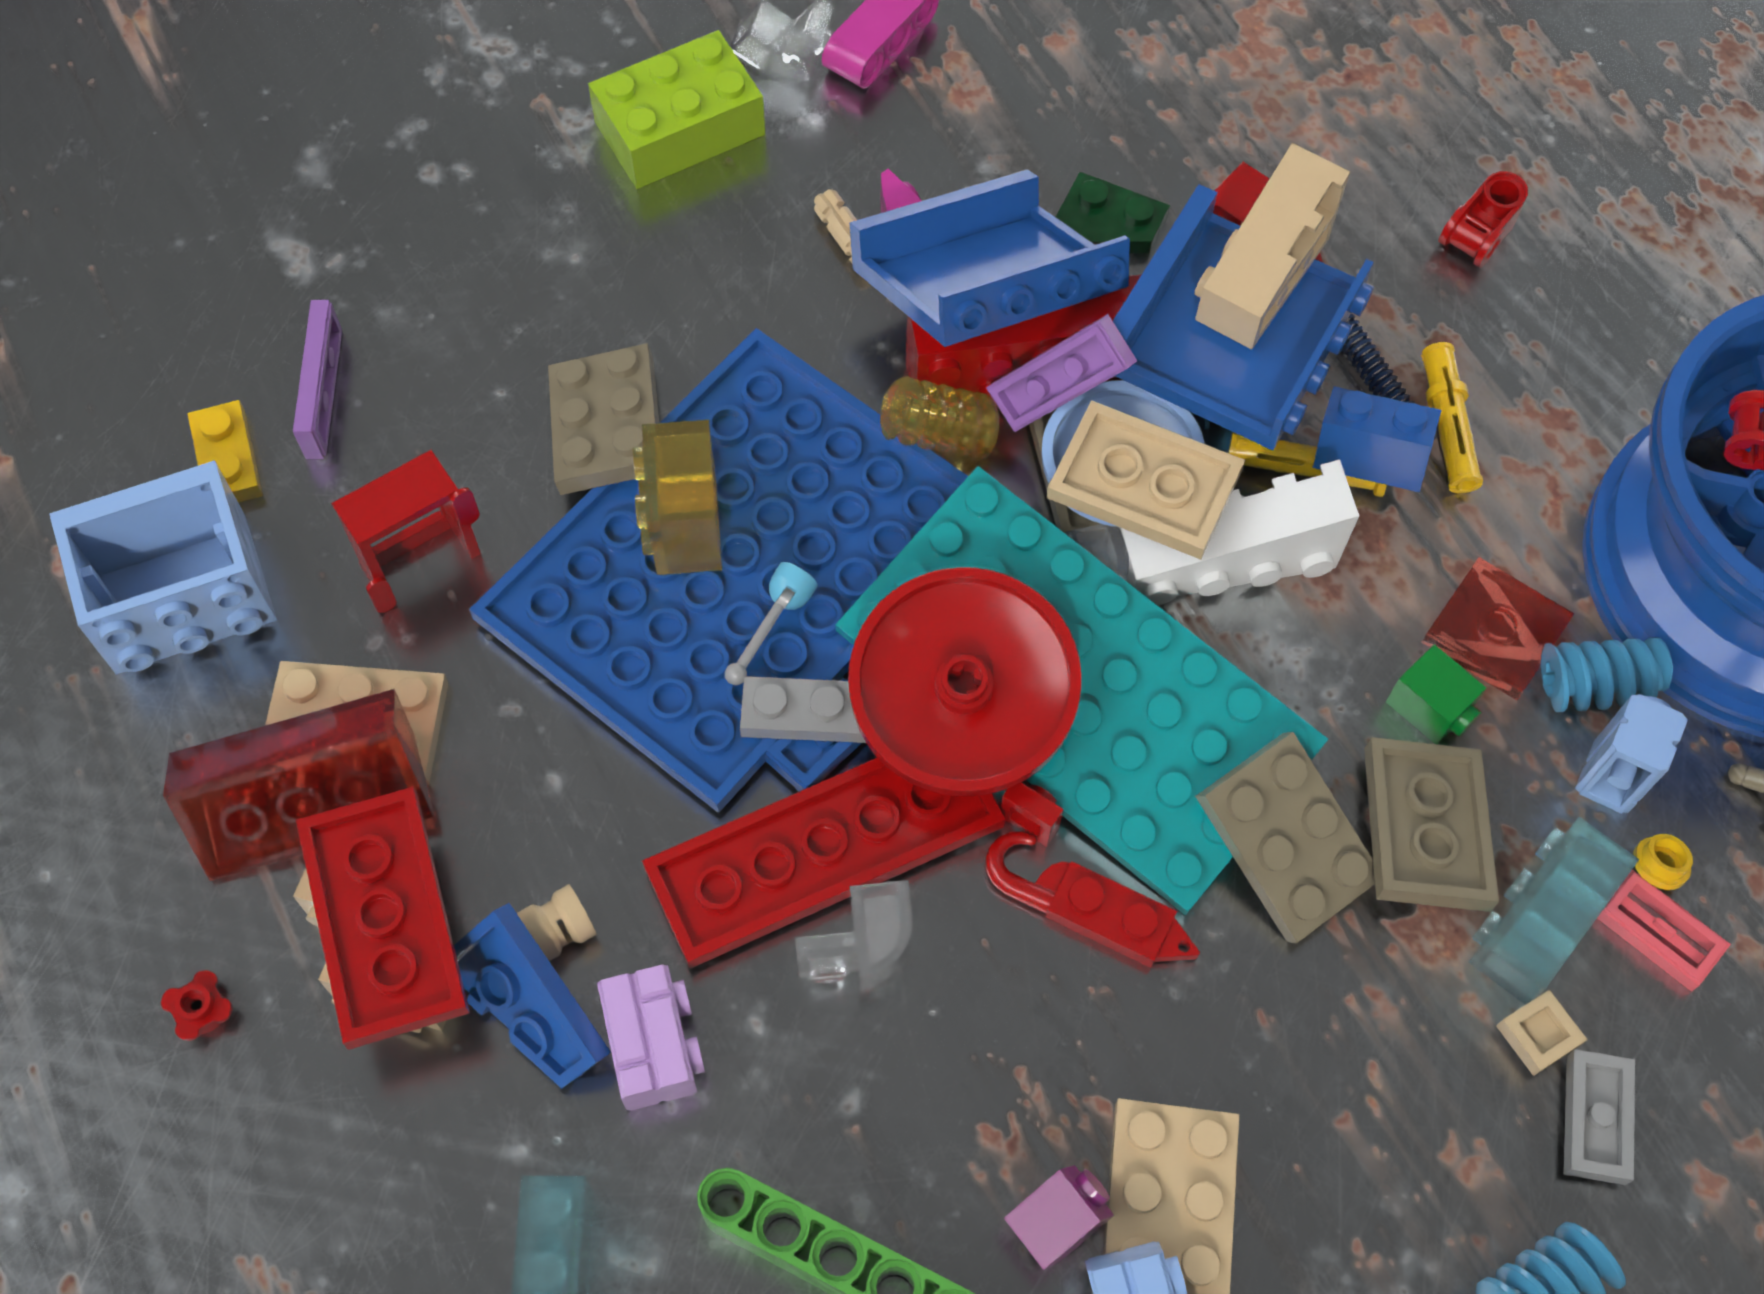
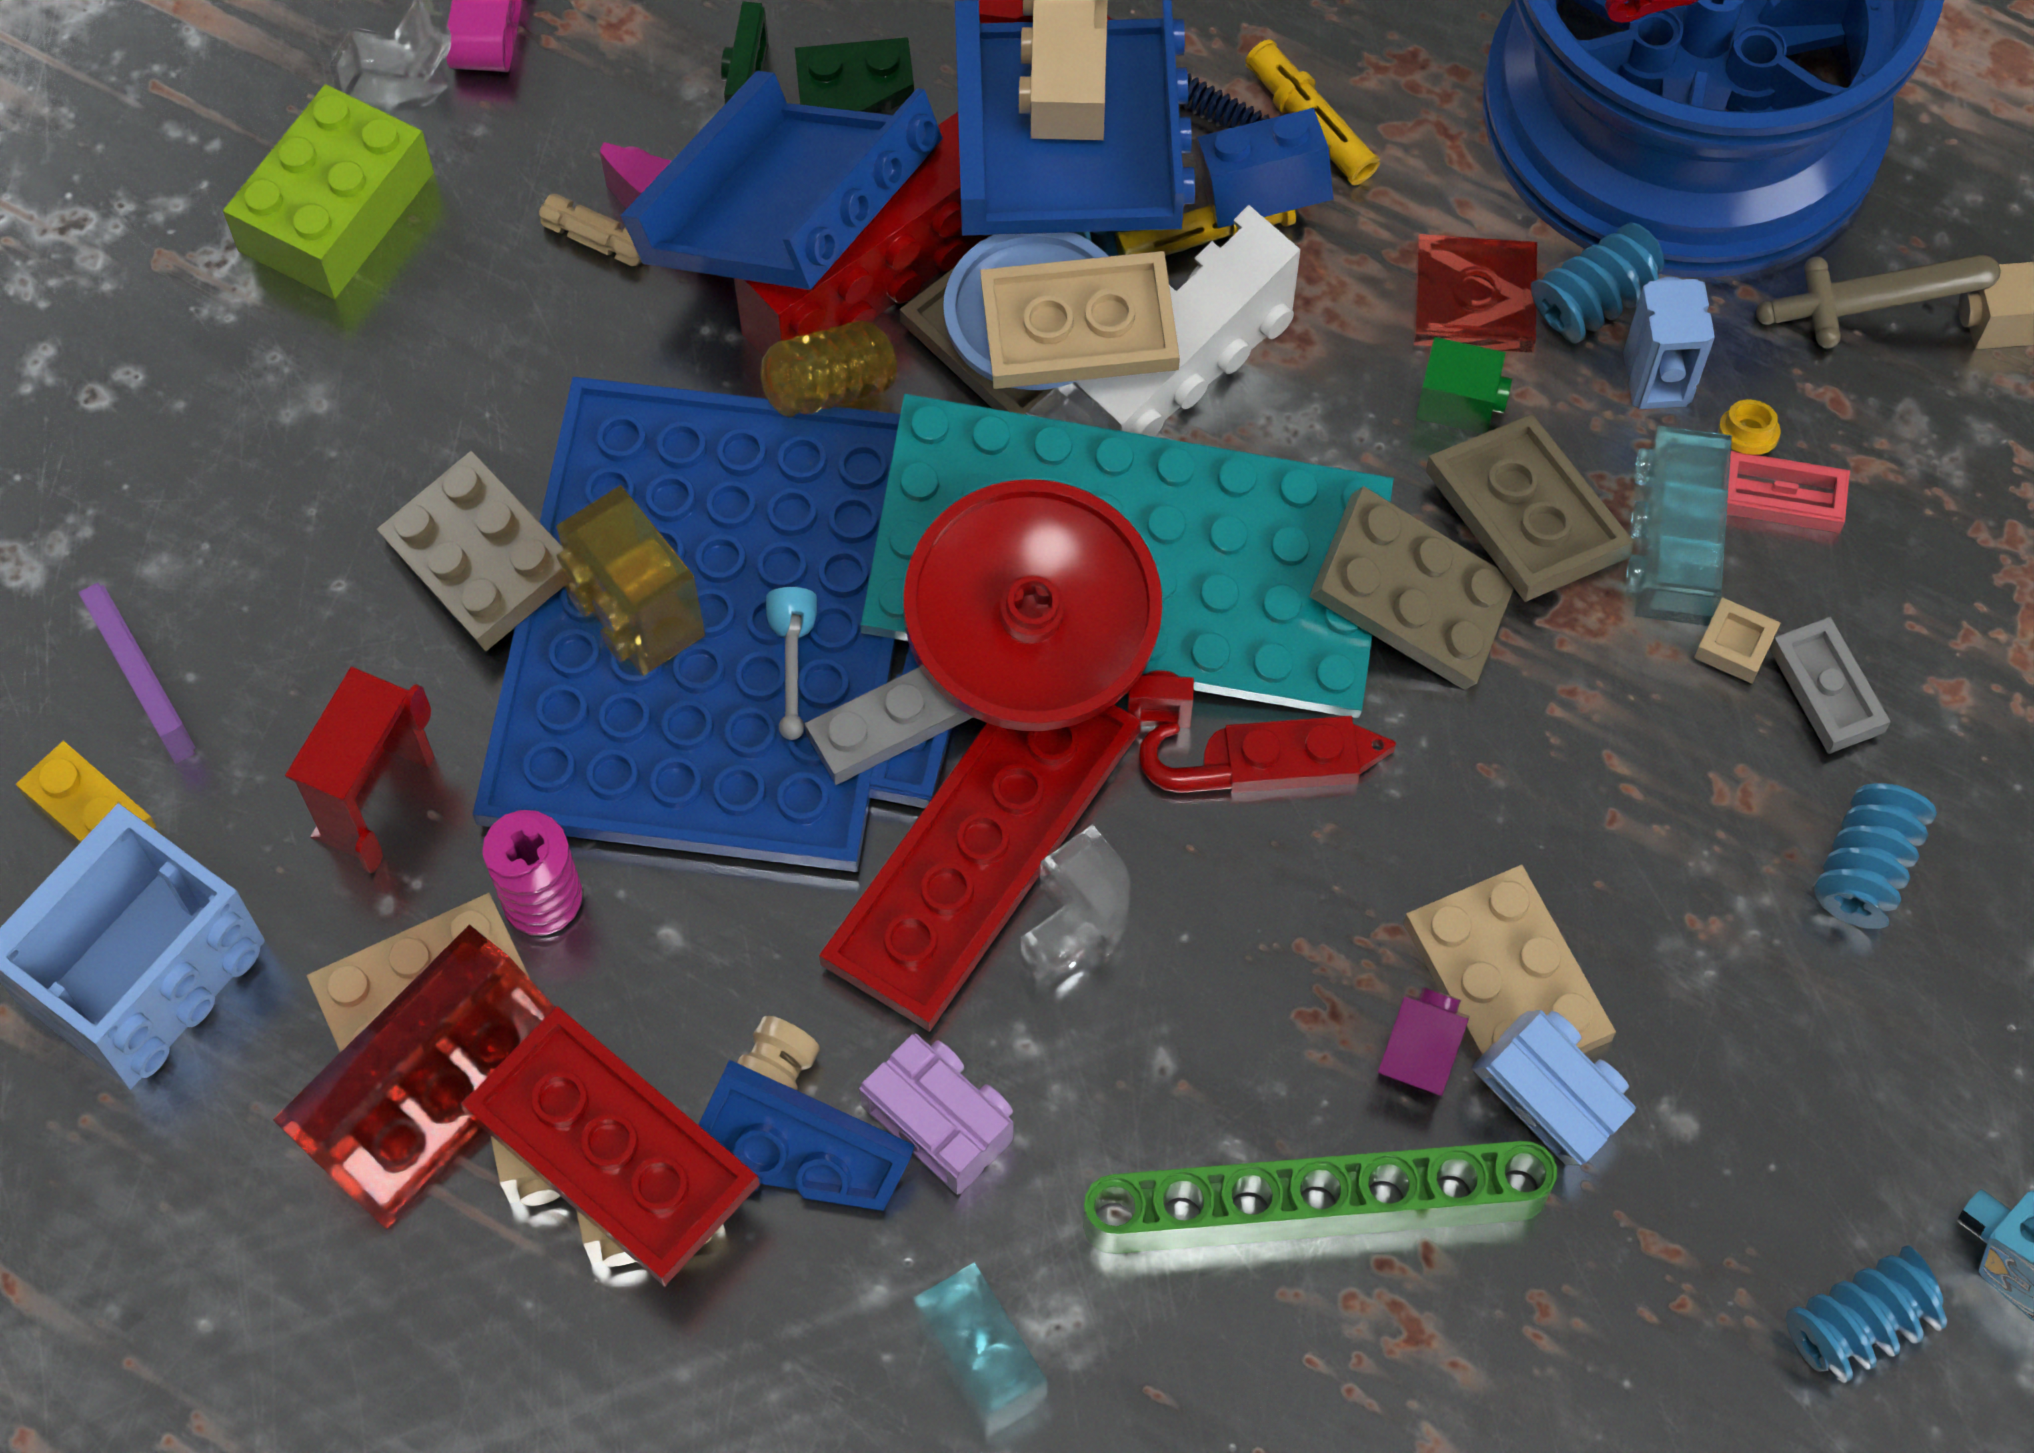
camera: 30 degrees left, 0 degrees up
(214, 1007) = (473, 1366): red plate -> none
(473, 675) = (533, 872): none -> dark pink piece
(1044, 153) = (748, 50): none -> dark green plate
(1062, 373) = (932, 259): medium lavender tile -> none

